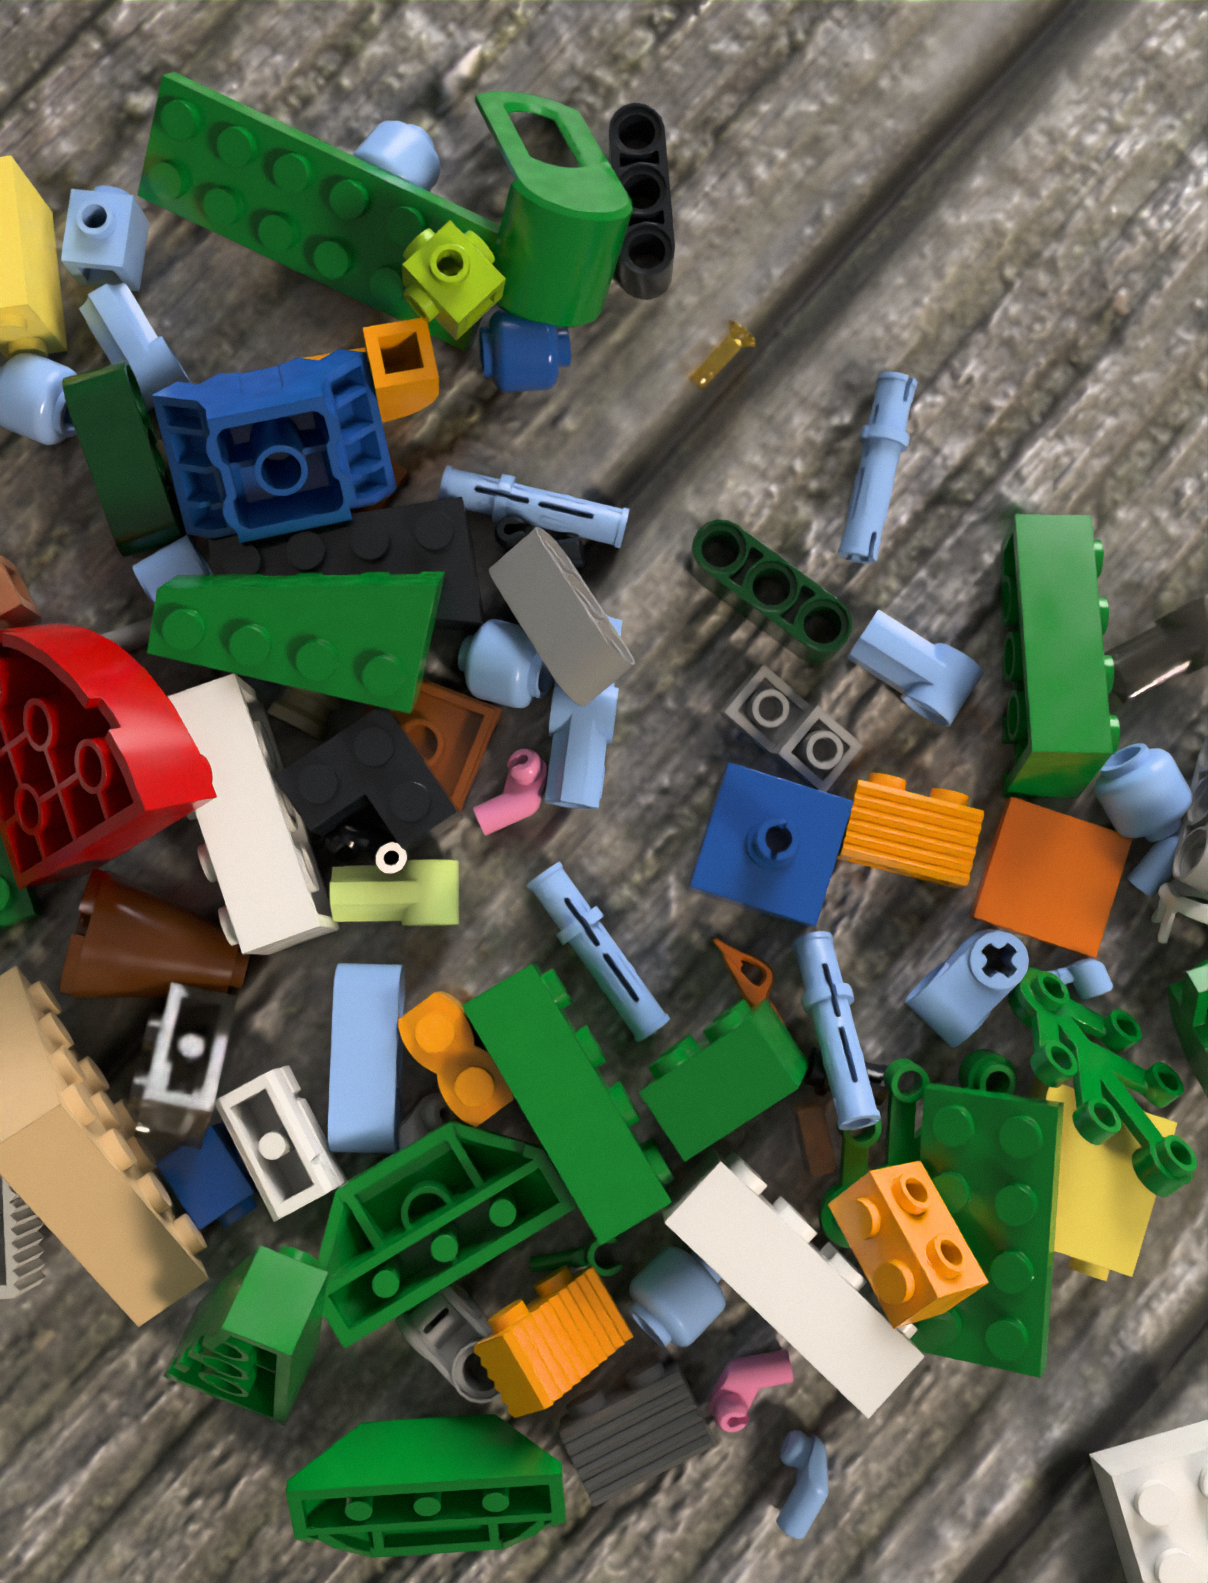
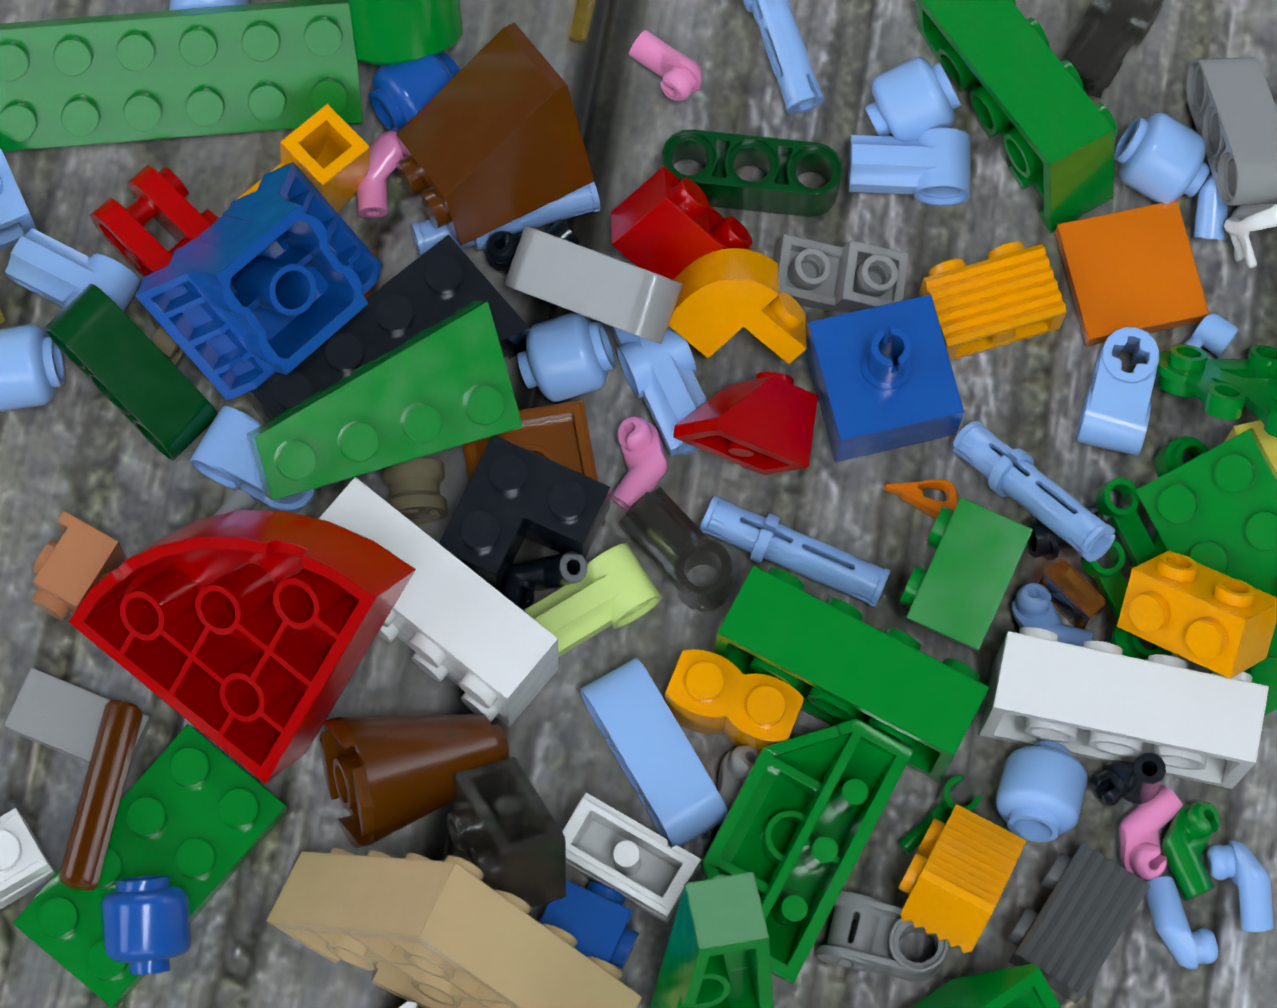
camera: 35 degrees left, 10 degrees down
(249, 317) = (159, 197): none -> red brick
(451, 278) = (334, 58): lime brick -> none
(454, 395) = (372, 191): none -> bright pink arm
(498, 886) = (676, 547): none -> clear smoke piece
(551, 436) = (494, 141): none -> reddish brown slope
(629, 821) = (755, 424): none -> red slope
(669, 613) = (672, 225): none -> red slope
(682, 695) = (734, 292): none -> light orange brick
(716, 1482) = (1172, 926): none -> light blue arm
(763, 463) = (679, 73): none -> bright pink arm
(767, 1344) = (1133, 781): none -> black arm
(772, 1151) = (1034, 609): none -> light blue arm
(773, 1414) = (1185, 844): none -> green arm
(952, 610) = (912, 100): none -> light blue head

